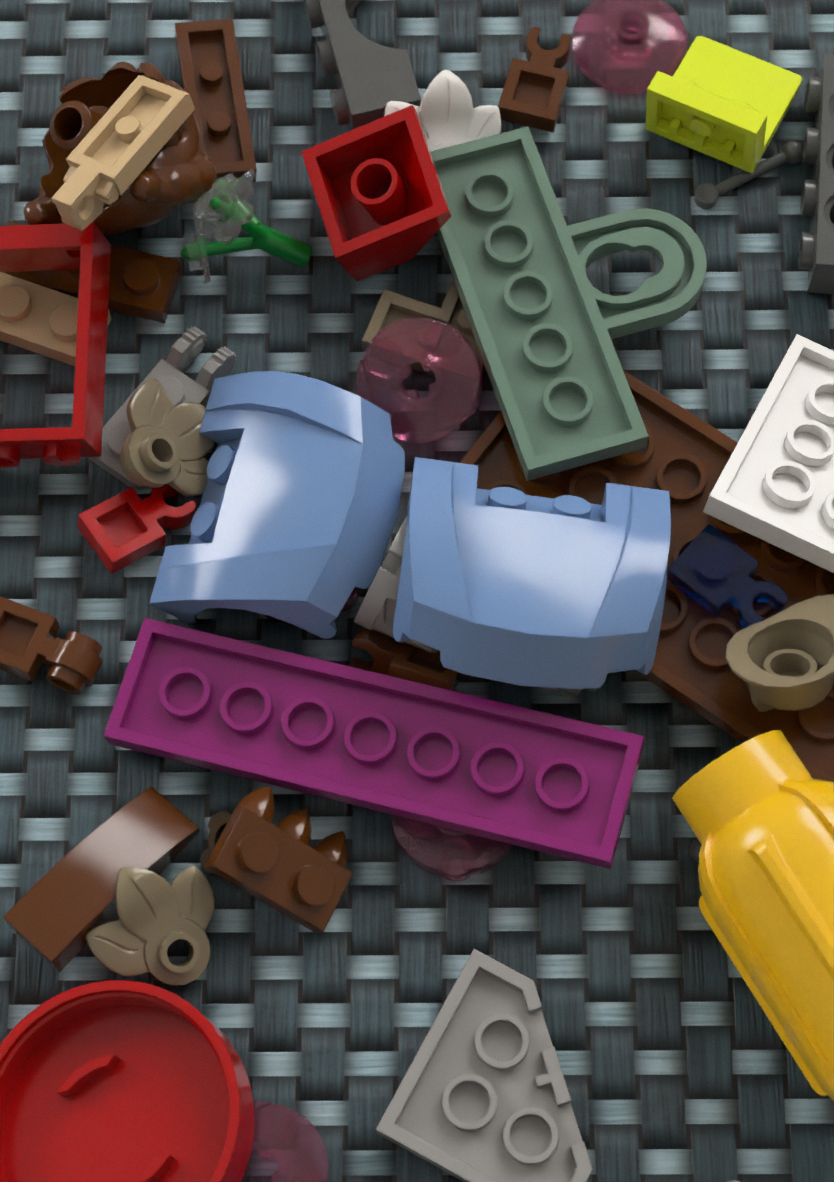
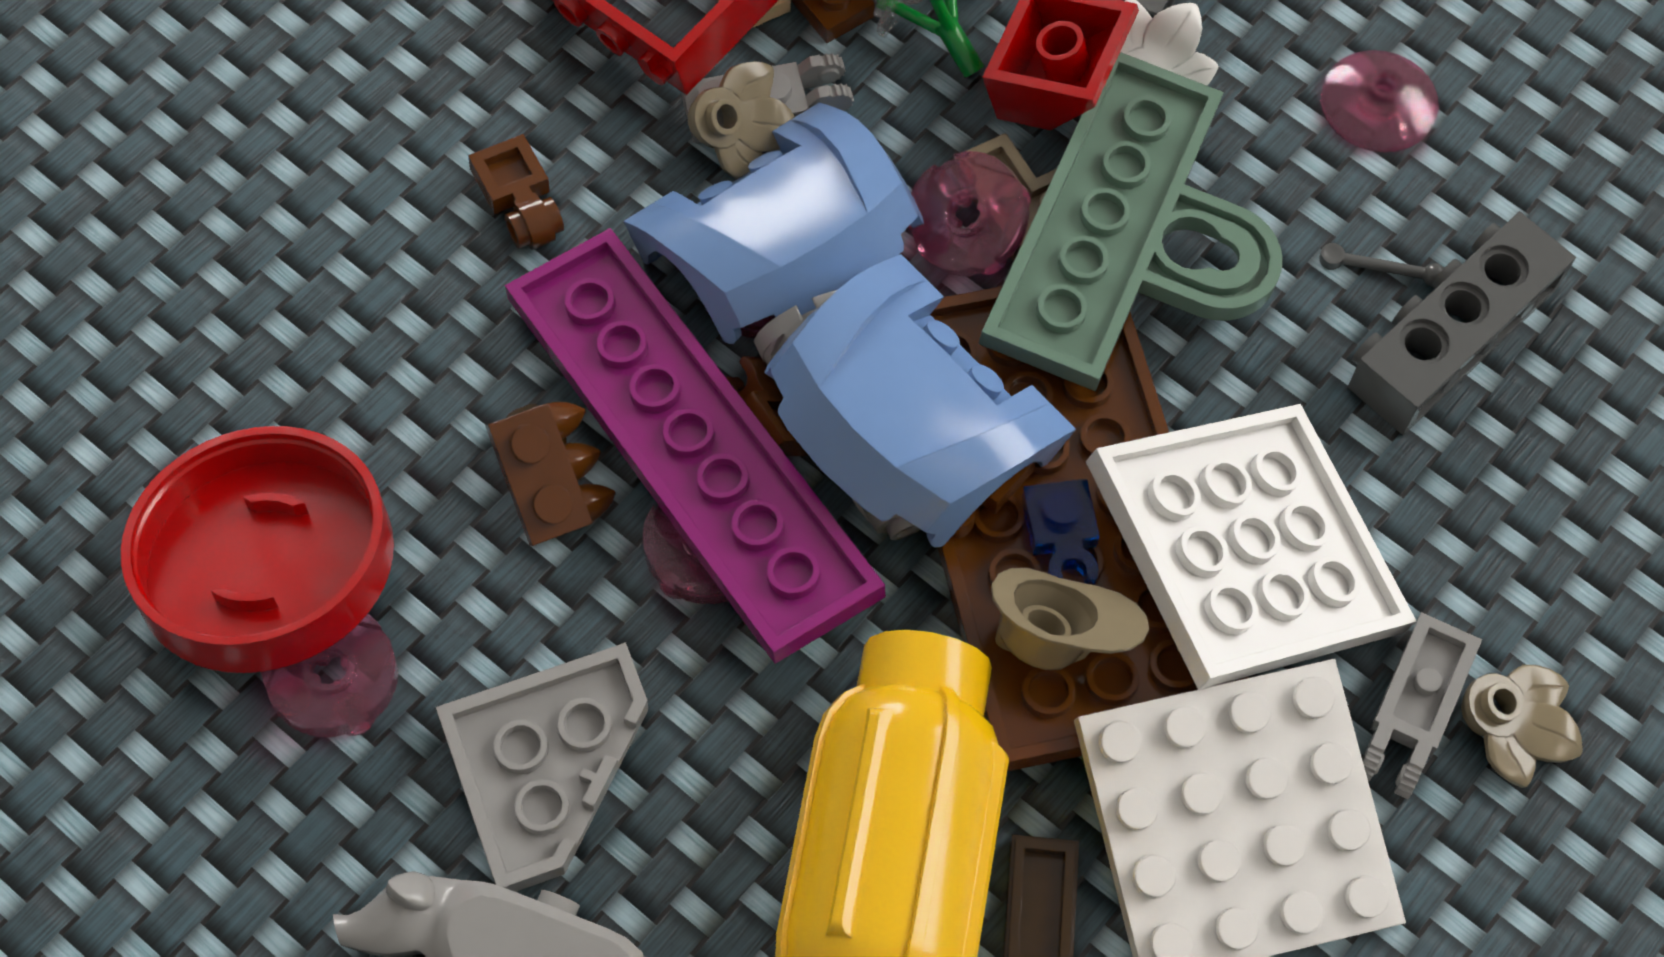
camera: 35 degrees right, 5 degrees down
(83, 883) = (411, 380): reddish brown slope -> none
(131, 528) = (660, 161): red plate -> none
(151, 919) = (417, 431): dark tan plate -> none
(536, 86) = (1269, 78): reddish brown plate -> none
(721, 103) = (1405, 192): neon yellow bracket -> none

